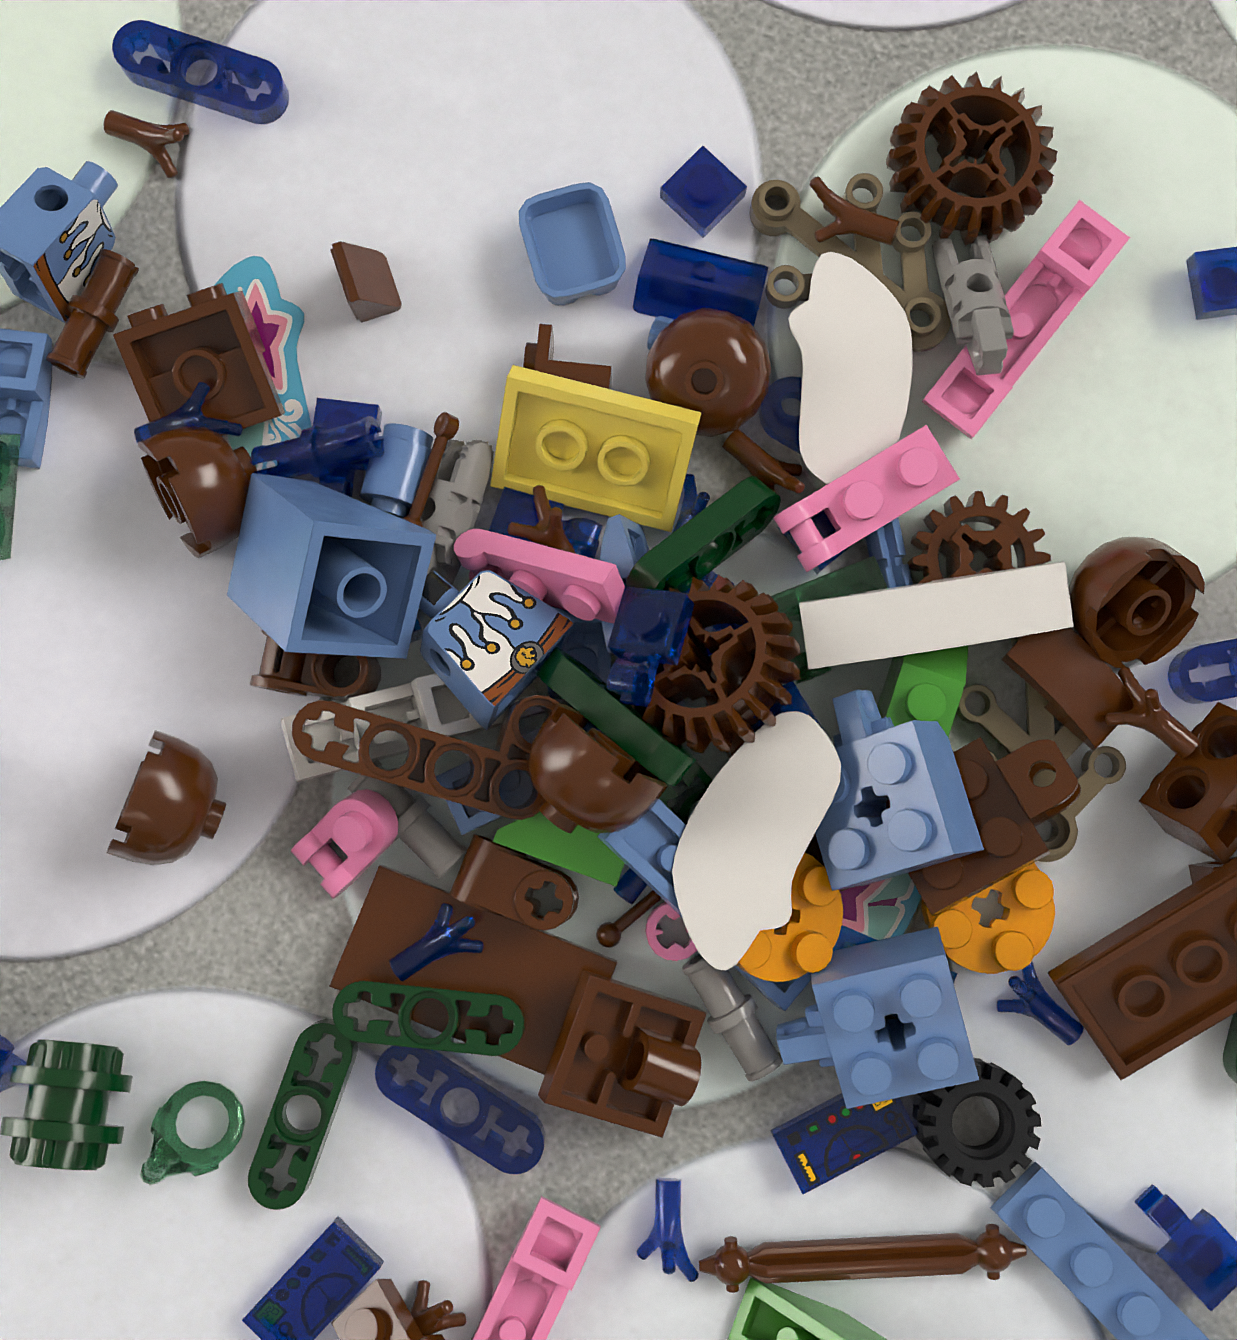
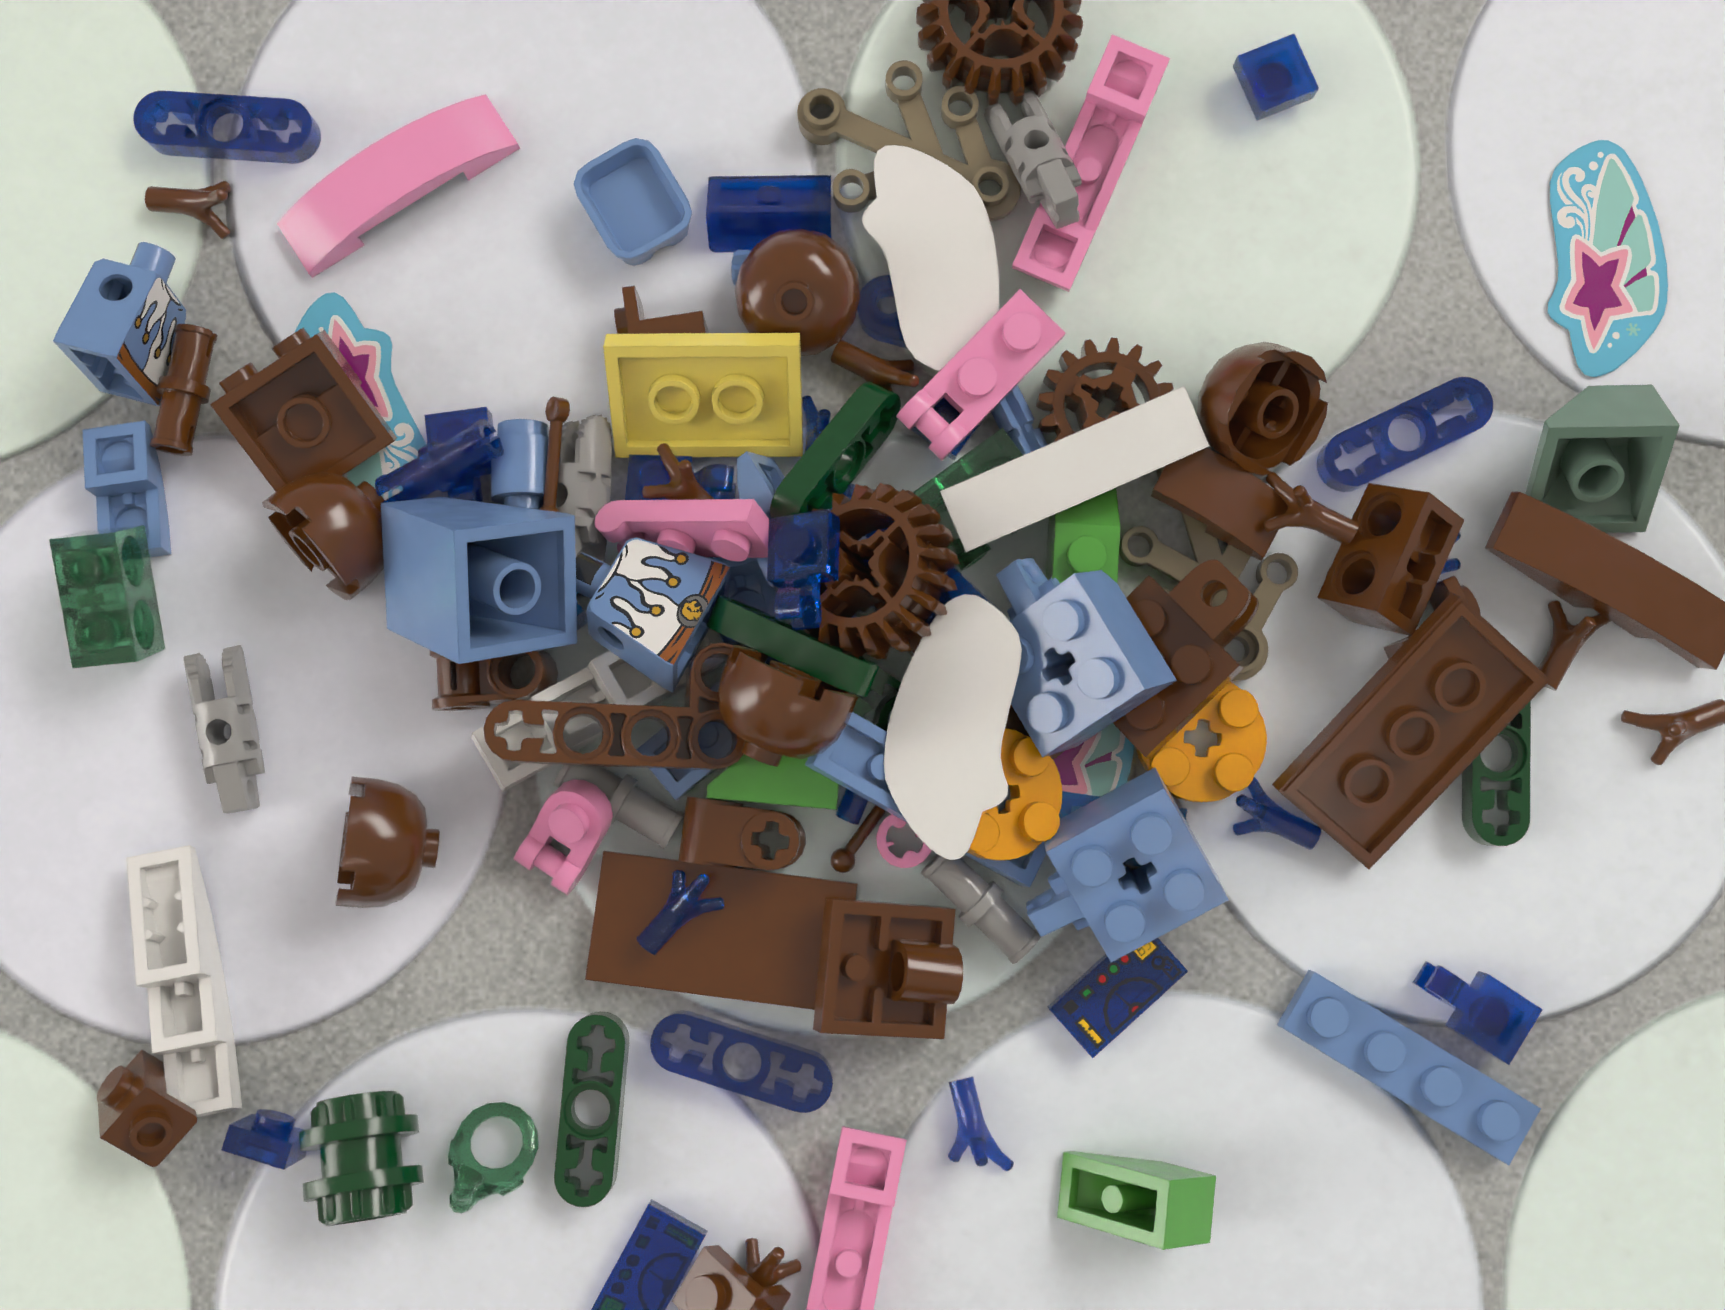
camera: 10 degrees left, 0 degrees up
(41, 683) = (233, 761): none -> light grey hinge
(190, 416) = (305, 464): clear blue bar -> none
(347, 159) = (391, 176): none -> bright pink slope
(365, 281) = (442, 289): reddish brown slope -> none
(383, 995) = (639, 973): dark green beam -> none
(702, 191) = (748, 118): clear blue plate -> none
(851, 218) = (898, 108): reddish brown bar -> none
(862, 1258) = (1165, 1104): reddish brown wheel -> none
(997, 1155) = (1272, 968): black tyre -> none

